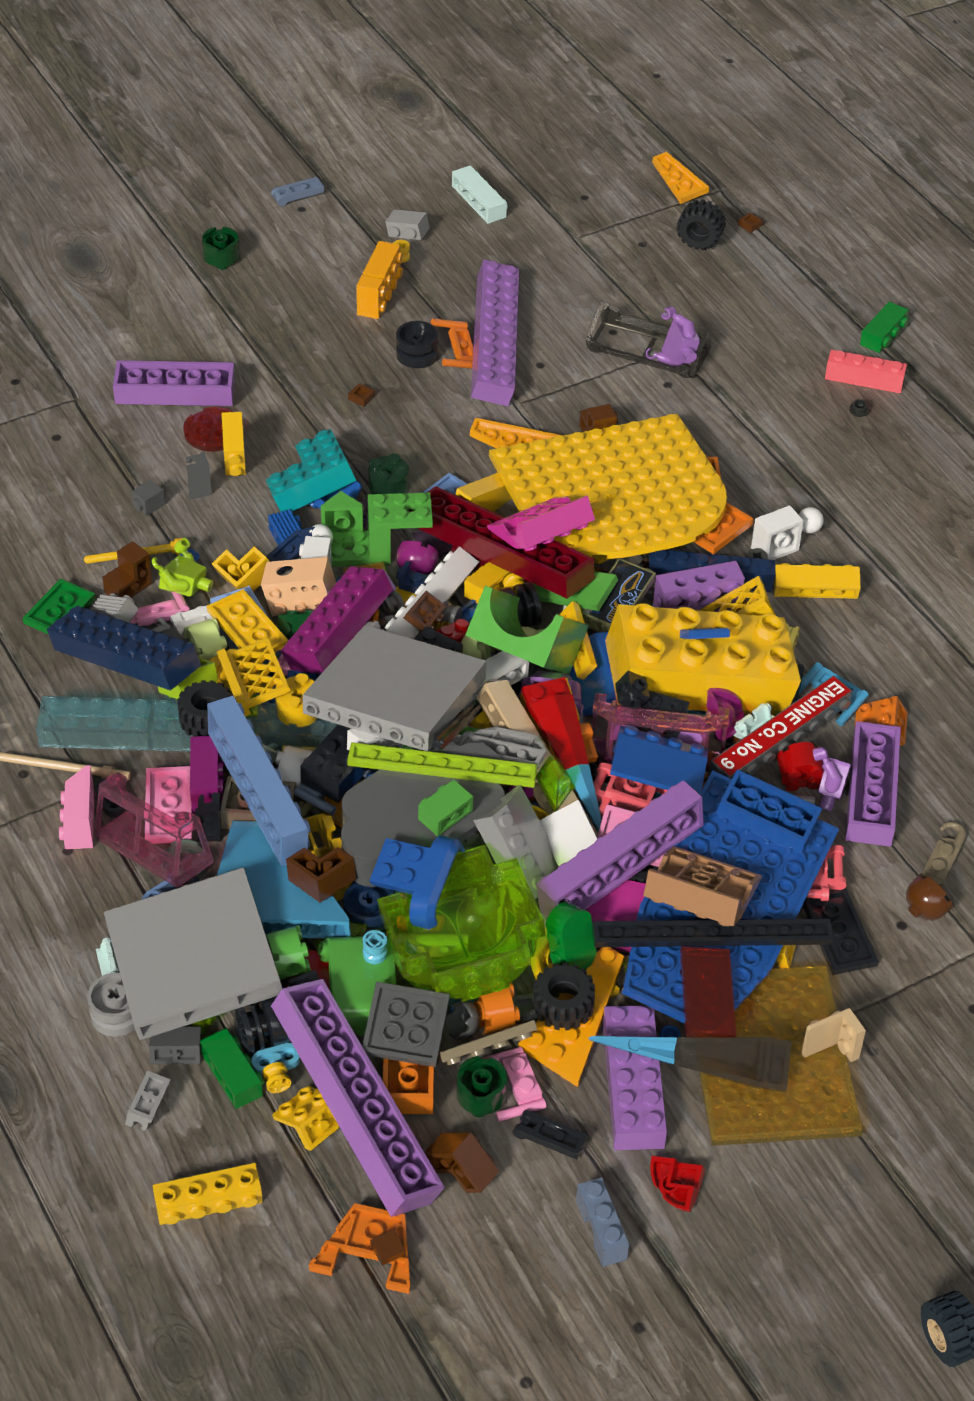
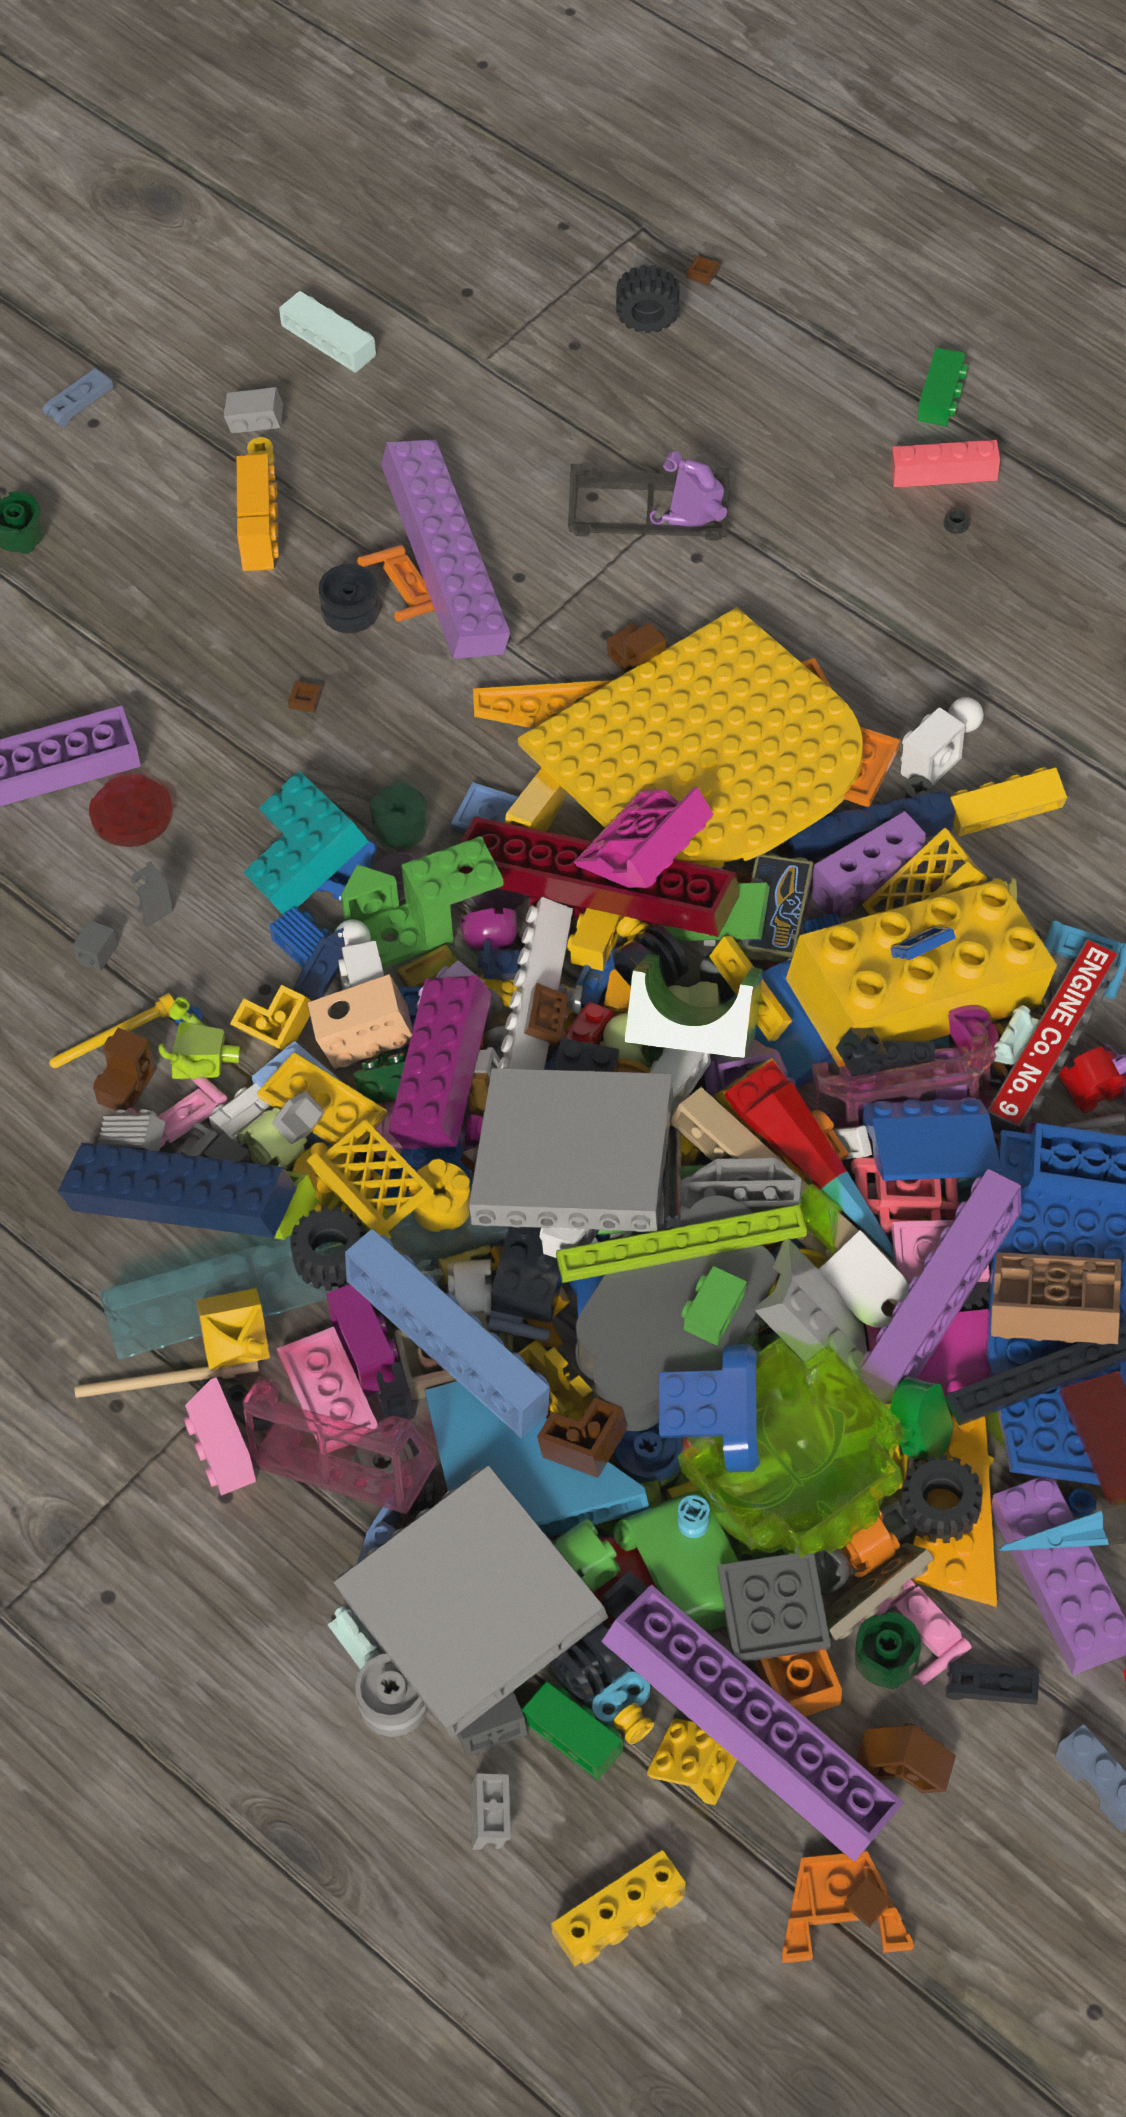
camera: 15 degrees left, 10 degrees up
(56, 604) = (51, 1147): green plate -> none
(119, 744) = (233, 1329): none -> yellow piece
(224, 625) = (298, 1117): none -> light grey panel
(233, 443) = (177, 831): yellow brick -> none
(604, 750) = (855, 1141): none -> white tile
(678, 178) = (585, 229): light orange wing -> none

